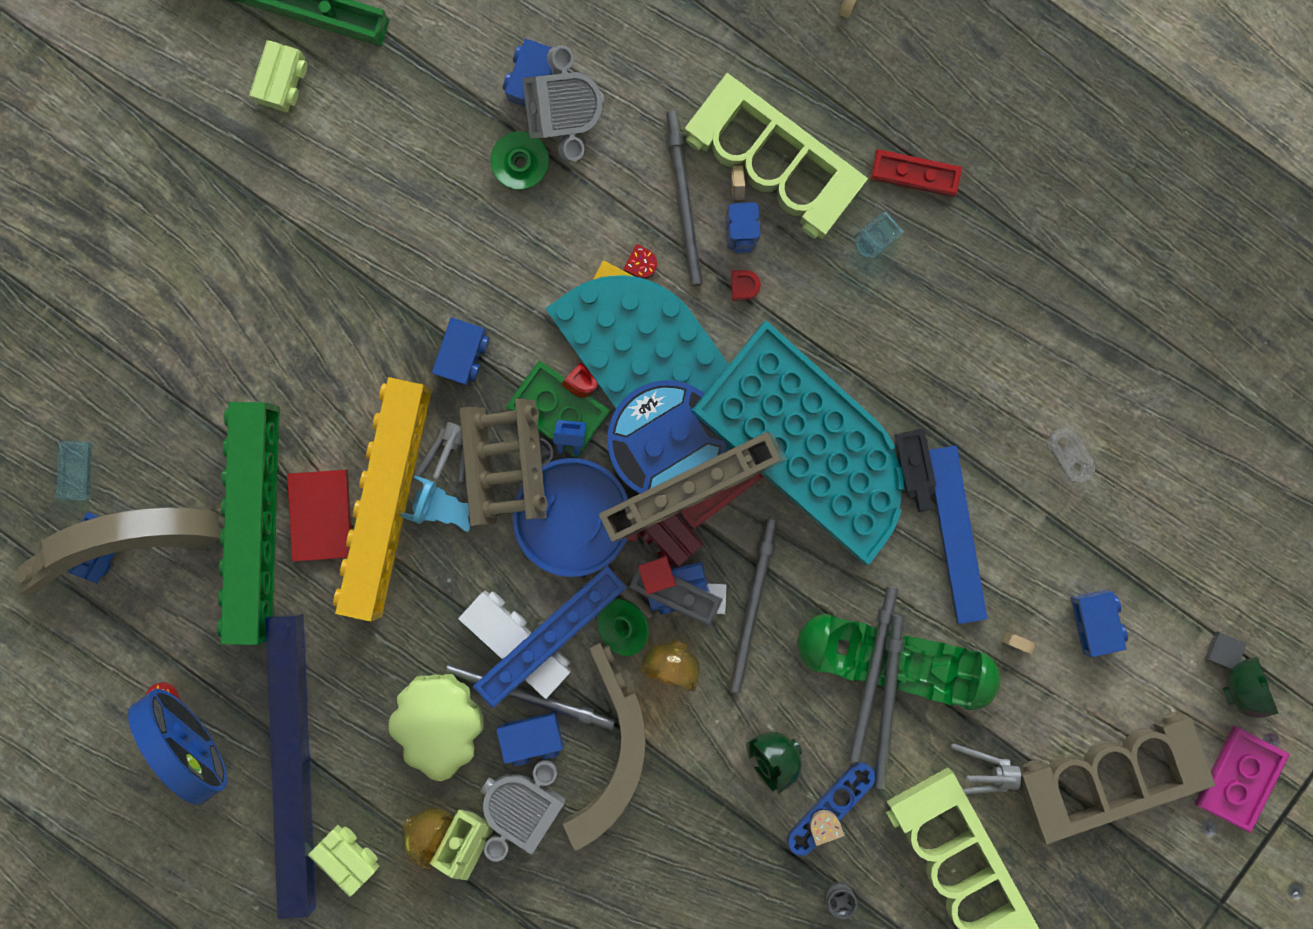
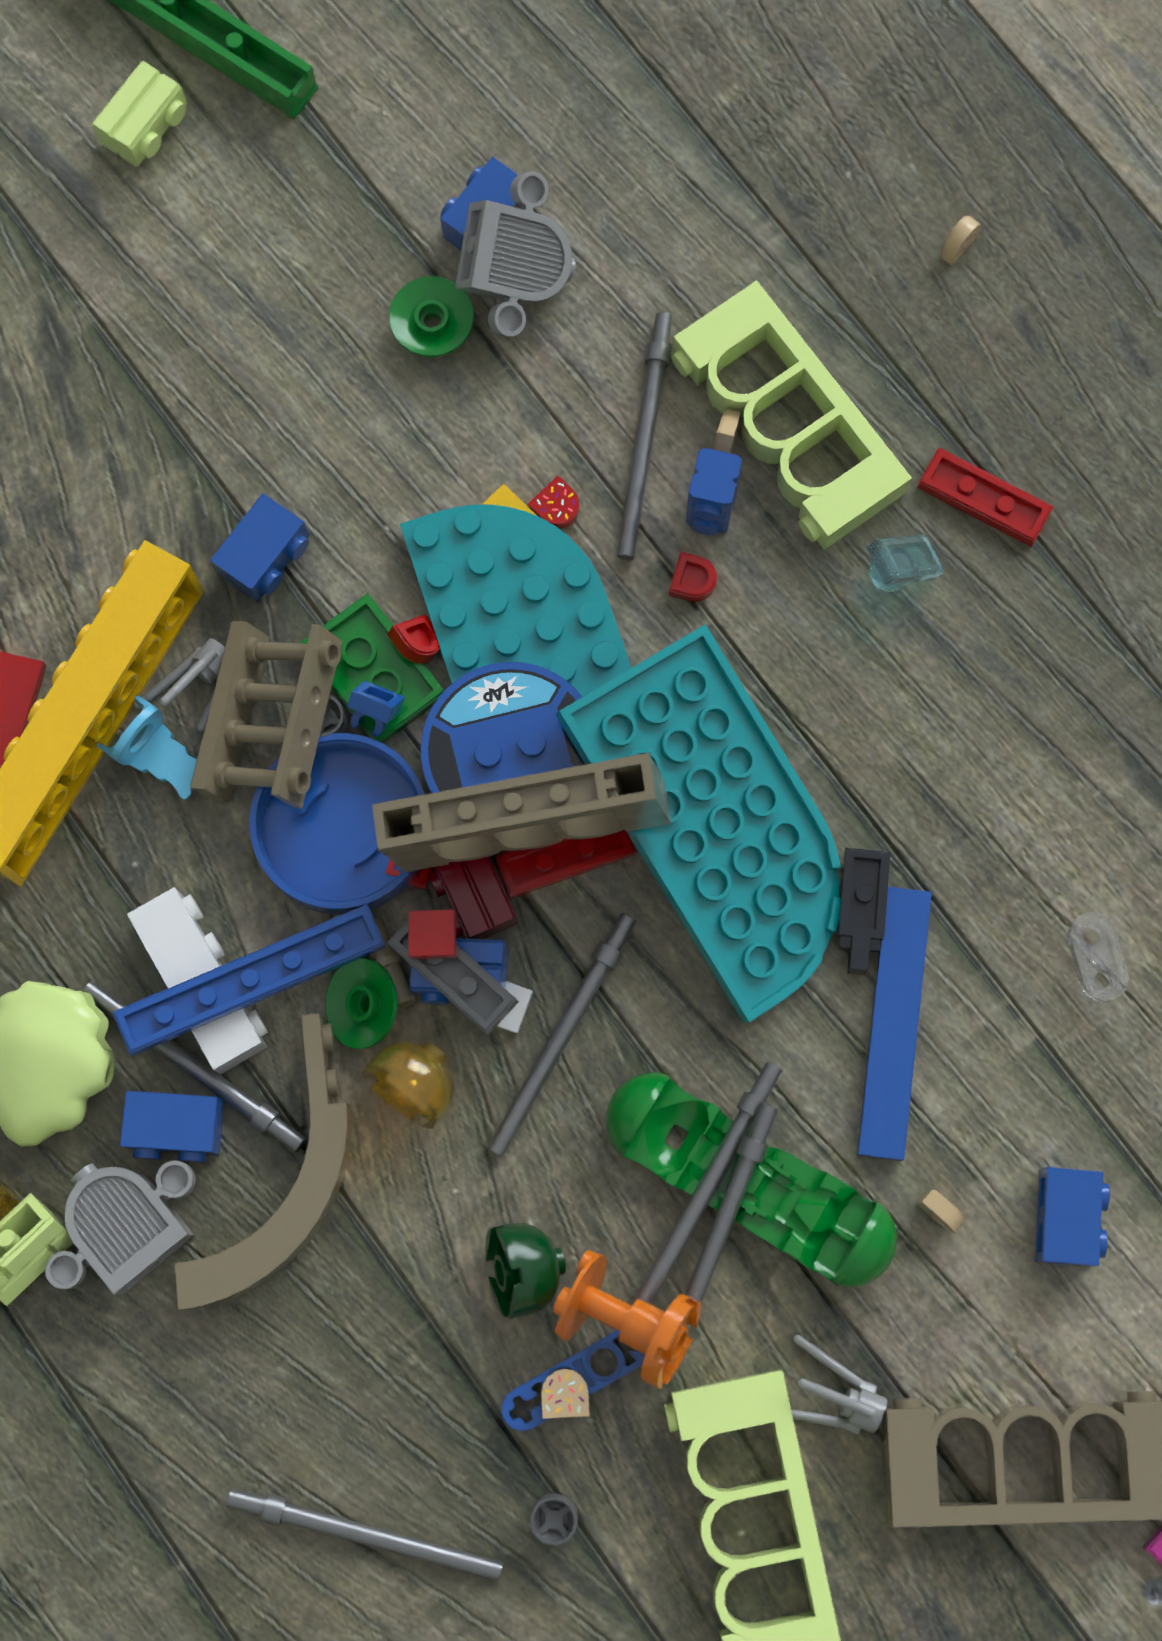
camera: 20 degrees right, 10 degrees down
(861, 774) = (642, 1326): none -> orange piece

